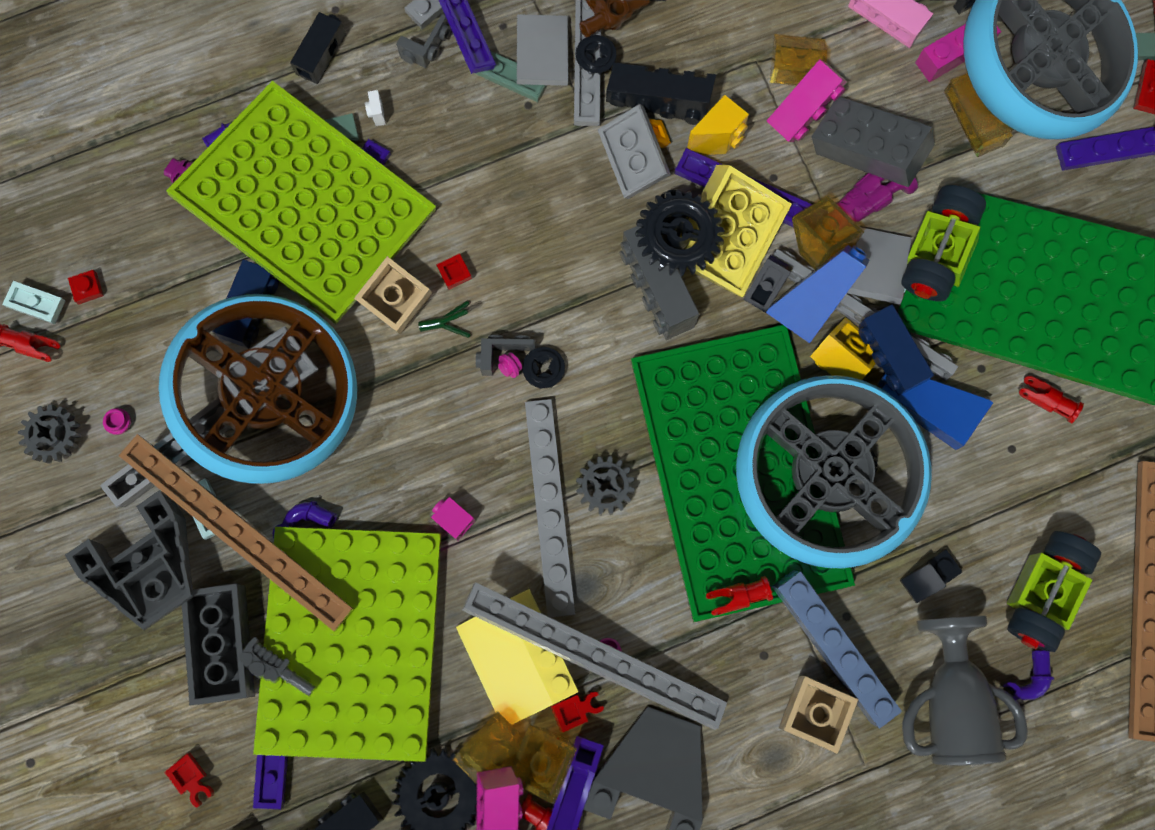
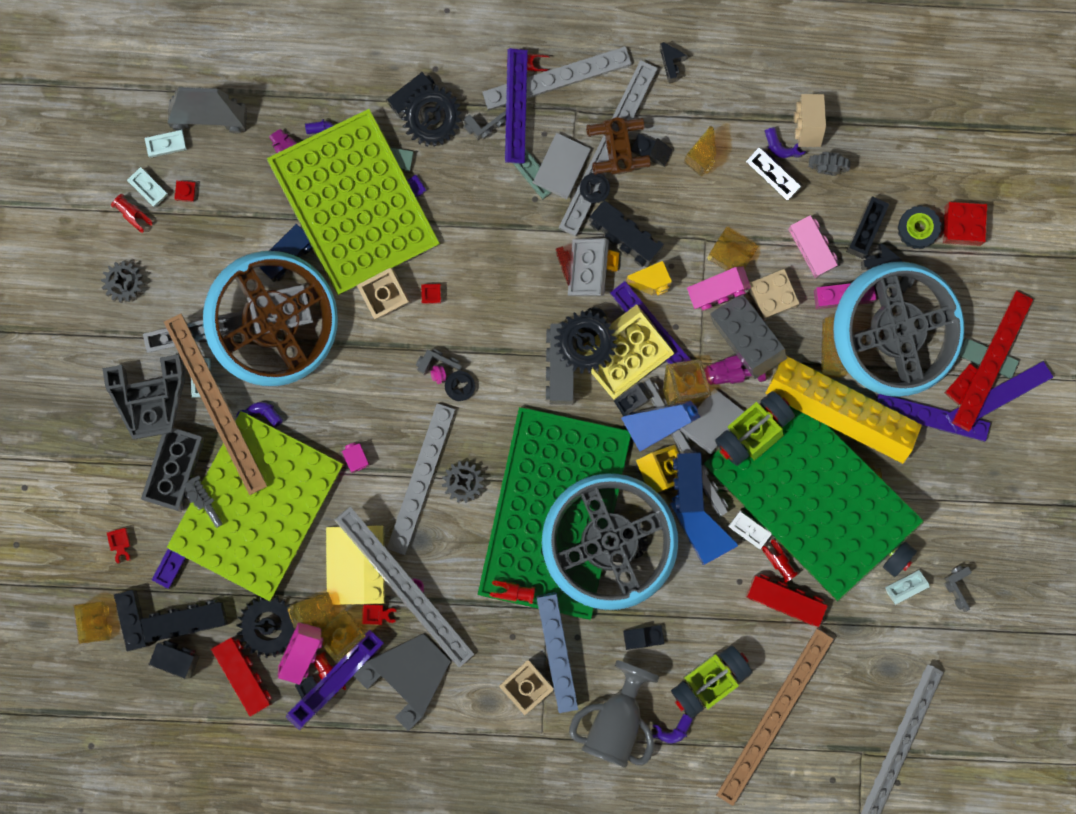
camera: 20 degrees right, 5 degrees up
(34, 239) = (165, 143): none -> light aqua plate
(60, 161) = (205, 107): none -> dark grey wedge
(116, 421) = (168, 293): dark pink plate -> none
(361, 34) = (443, 101): none -> black gear
(375, 108) = (430, 155): white plate -> none
(437, 323) = (413, 323): dark green plant -> none
(598, 157) = (564, 258): none -> clear red plate
(875, 80) = (773, 295): none -> tan brick
(995, 375) = (750, 529): none -> white hinge
(1038, 175) = (845, 409): none -> yellow brick
(1086, 444) = (786, 601): none -> red brick

